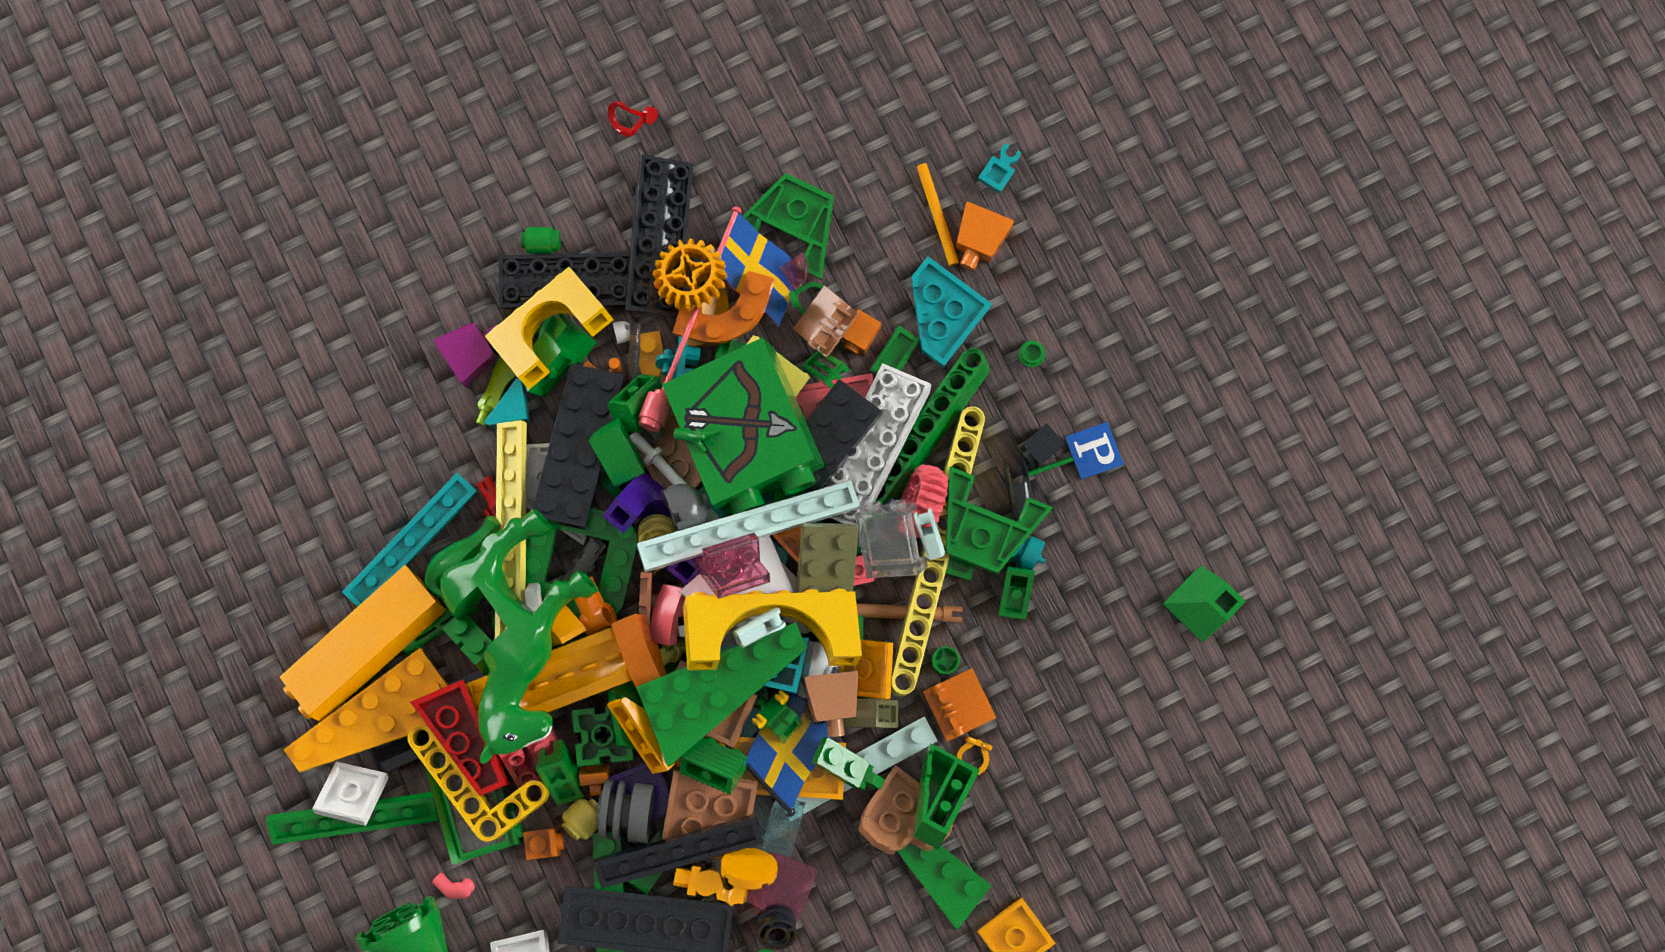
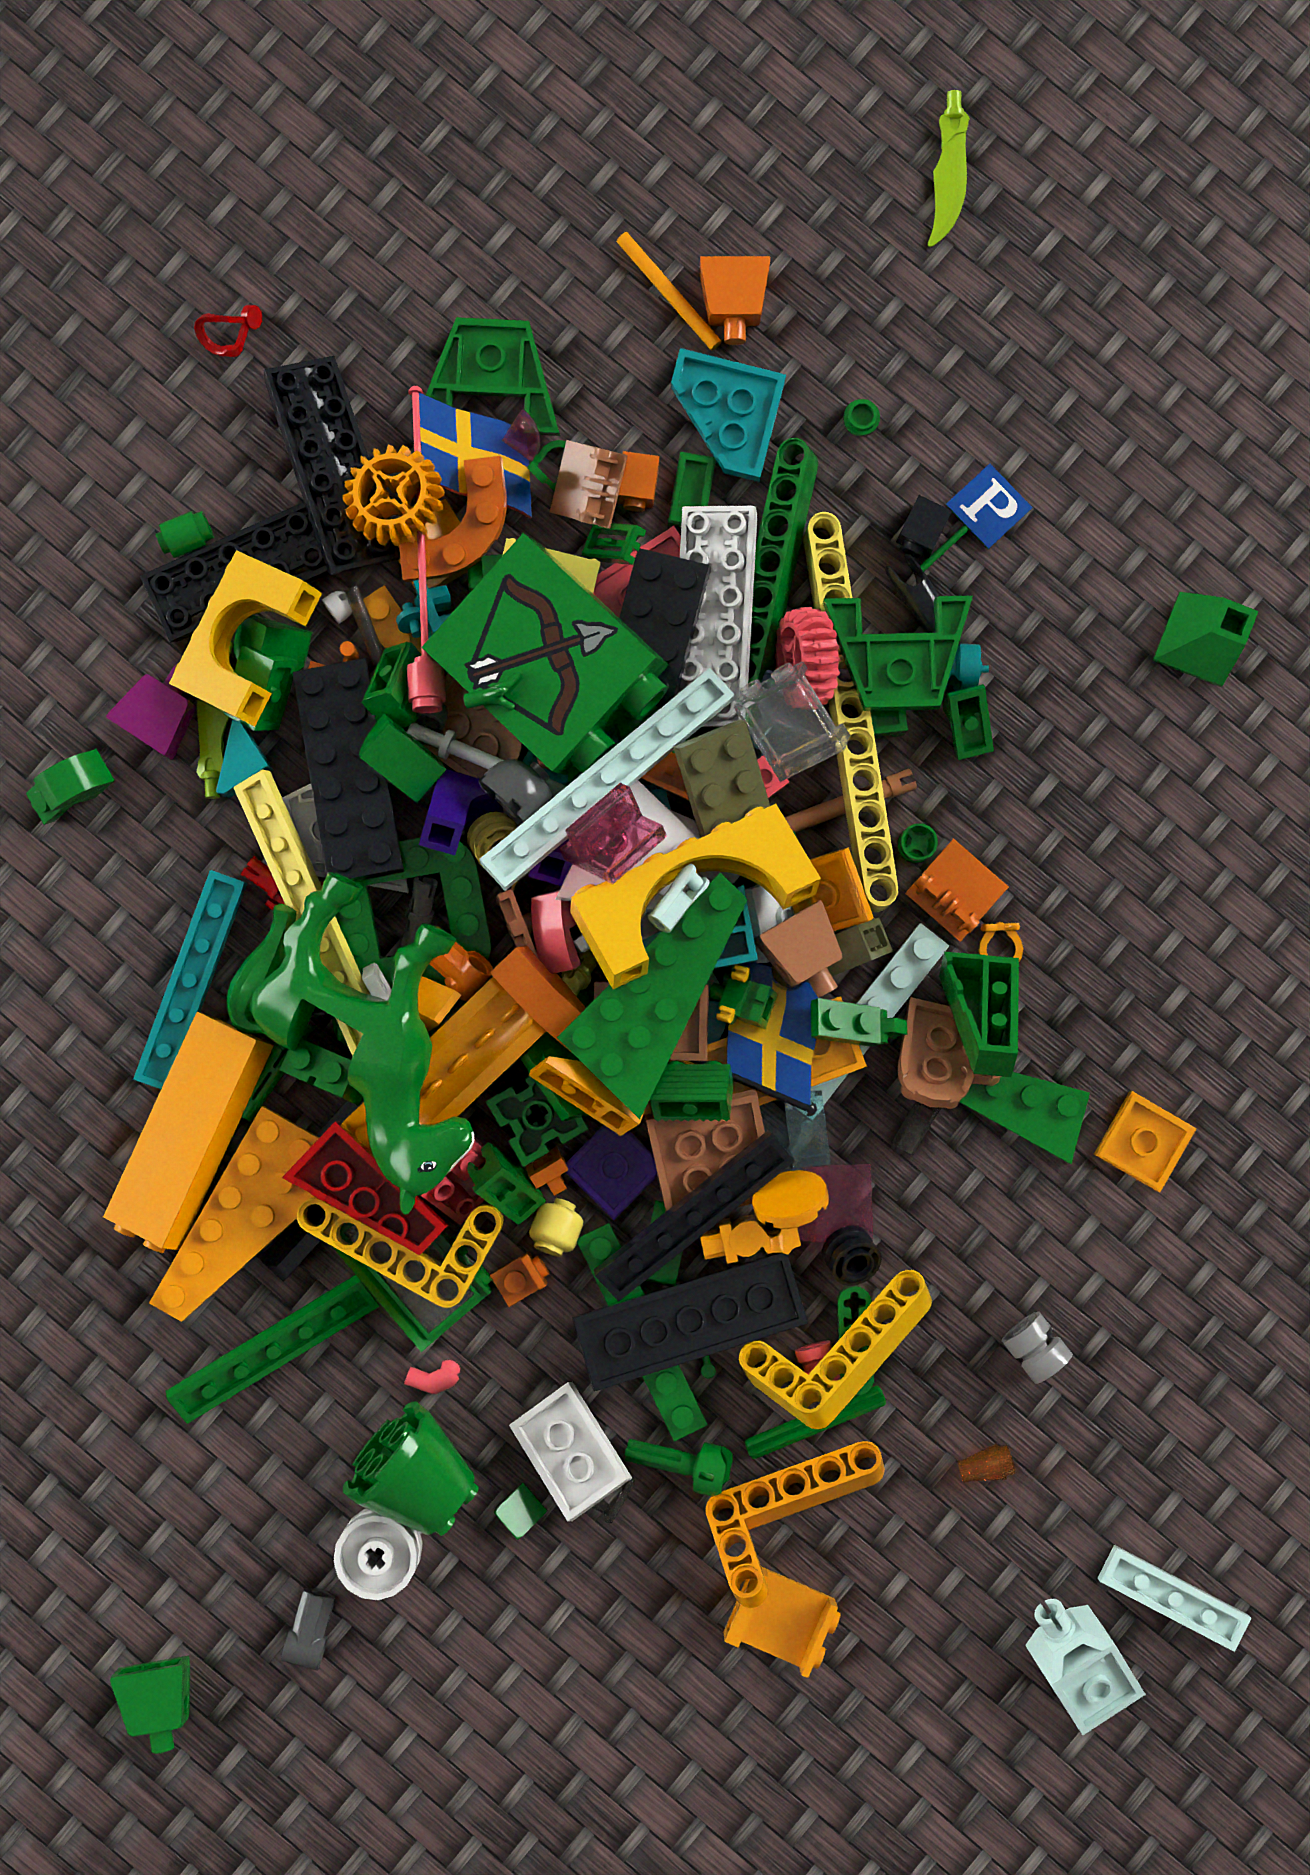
camera: 25 degrees left, 5 degrees up
(350, 793) = (256, 1320): white tile -> none
(388, 374) = (69, 783): none -> green brick
(606, 482) = (409, 806): green tile -> none
(626, 811) = (607, 1195): dark grey wheel -> none
(930, 535) = (837, 694): light aqua bar -> none
(998, 171) = (722, 203): teal plate -> none
(1164, 213) = (951, 170): none -> lime sword

